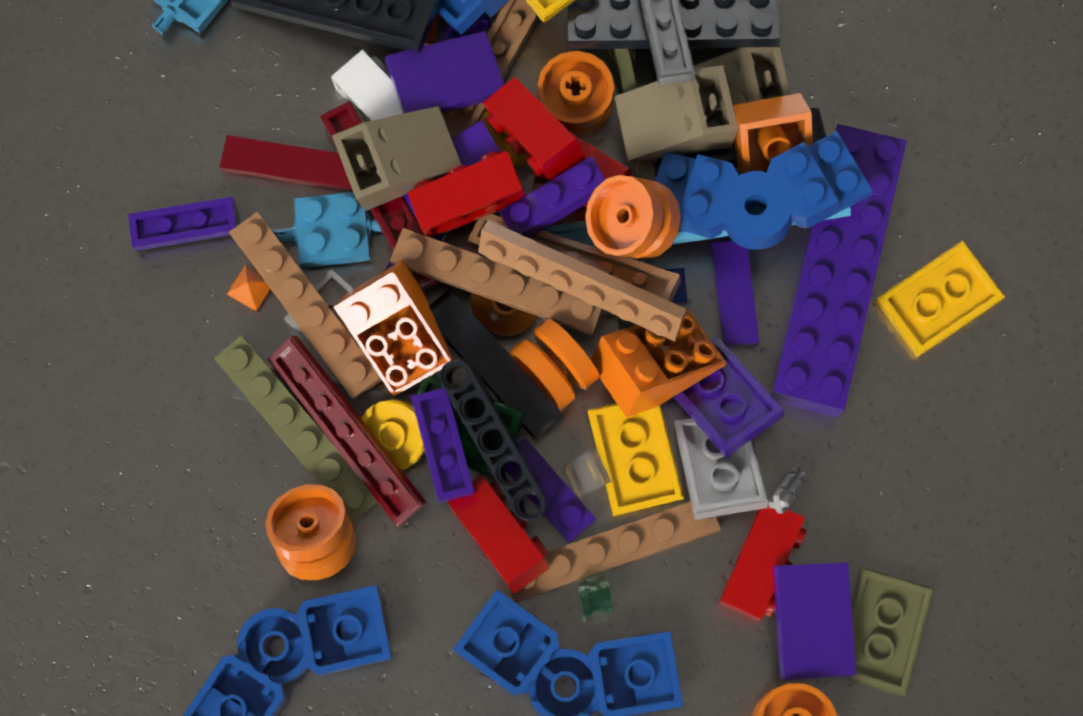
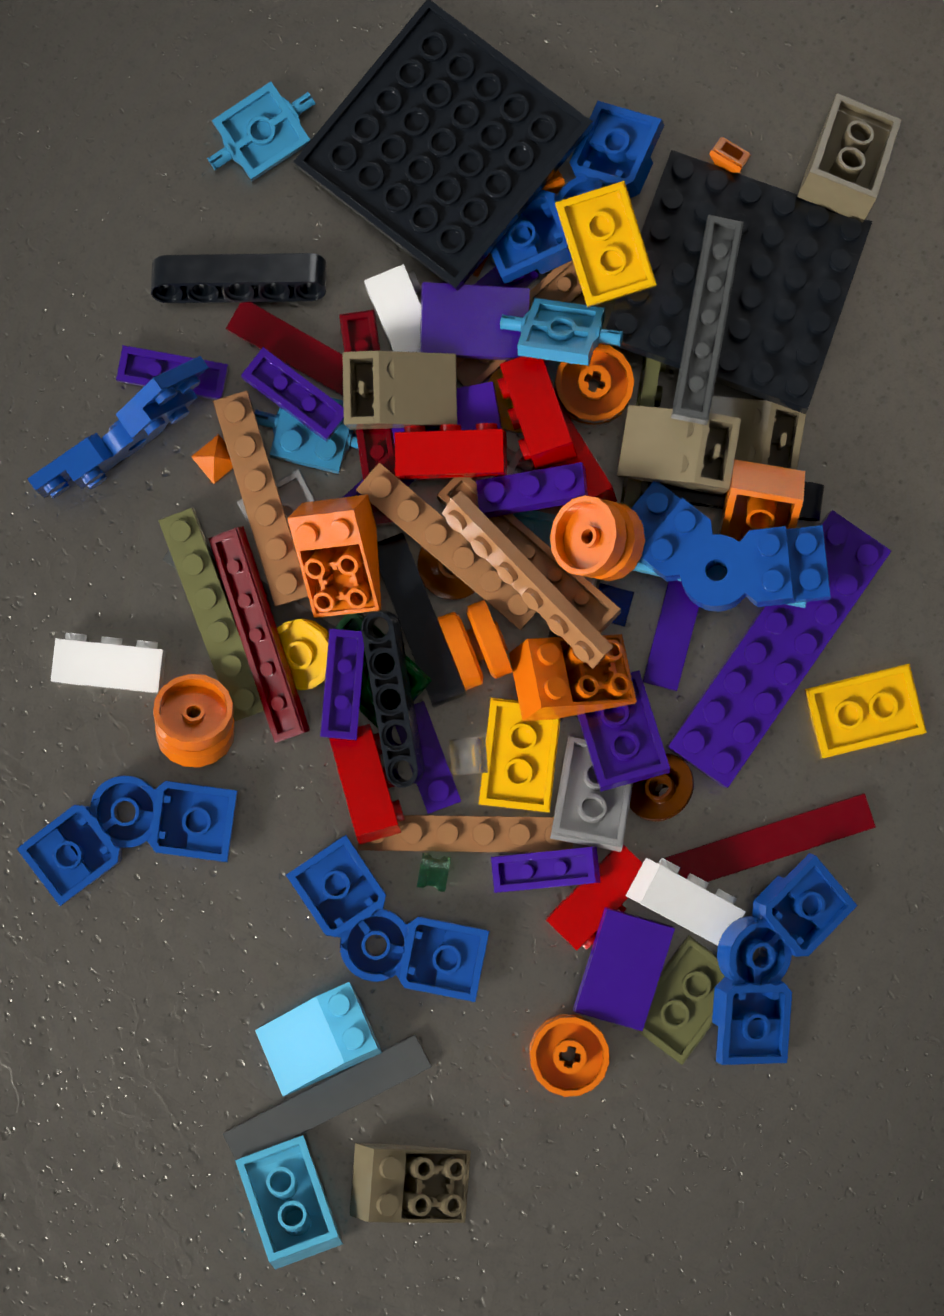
camera: 15 degrees right, 10 degrees up
(167, 258) = (139, 422): none -> blue plate
(211, 511) = (108, 663): none -> white brick
(215, 117) = (238, 278): none -> black beam
(302, 198) = (294, 394): none -> dark purple plate
(528, 52) = (561, 331): none -> dark azure plate
(701, 552) = (545, 869): none -> dark purple plate
(788, 490) = (647, 841): light grey axle -> none
(799, 432) = (645, 794): none -> reddish brown dish
(848, 532) = (684, 899): none -> white brick
(899, 453) = (776, 840): none -> dark red tile
(947, 605) = (751, 999): none -> blue plate

